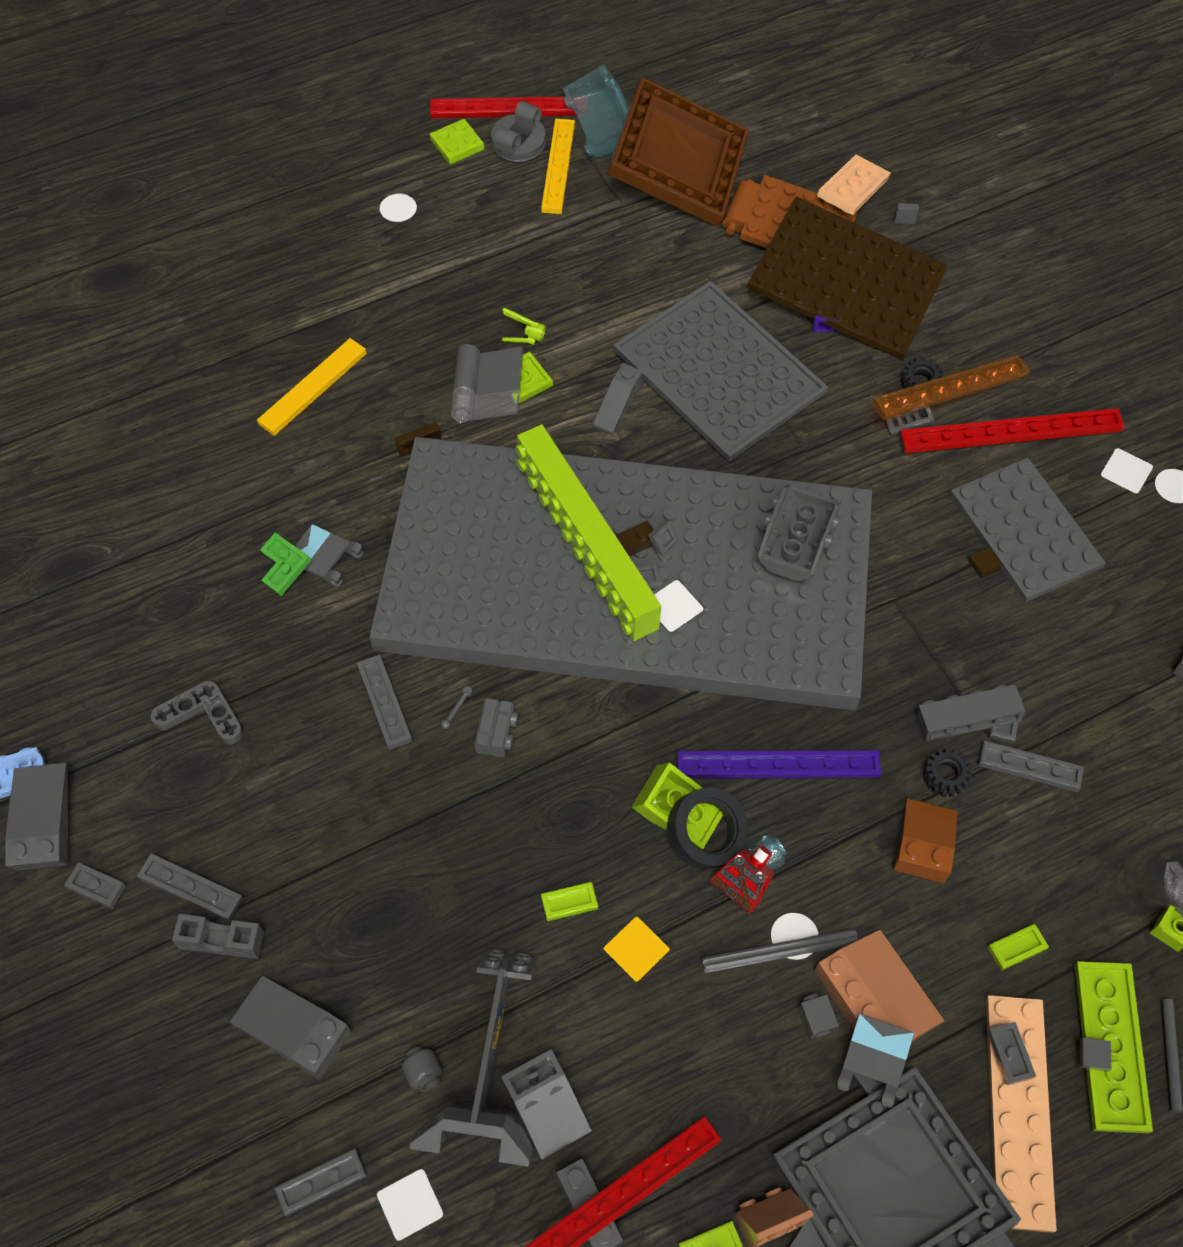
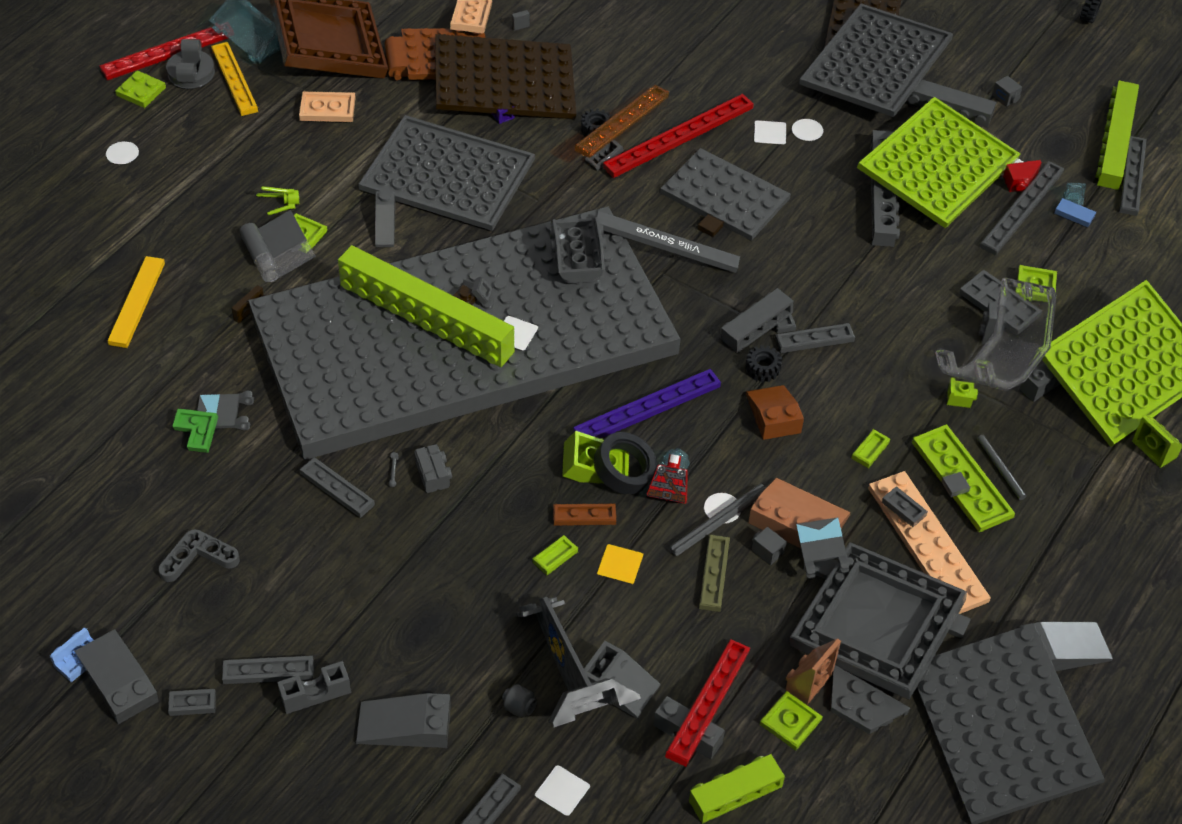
camera: 30 degrees left, 10 degrees down
(631, 866) = (584, 514): none -> dark orange tile
(634, 237) = (327, 106): none -> light nougat plate
(736, 1018) = (714, 573): none -> olive tile
(917, 565) = (668, 242): none -> dark grey tile

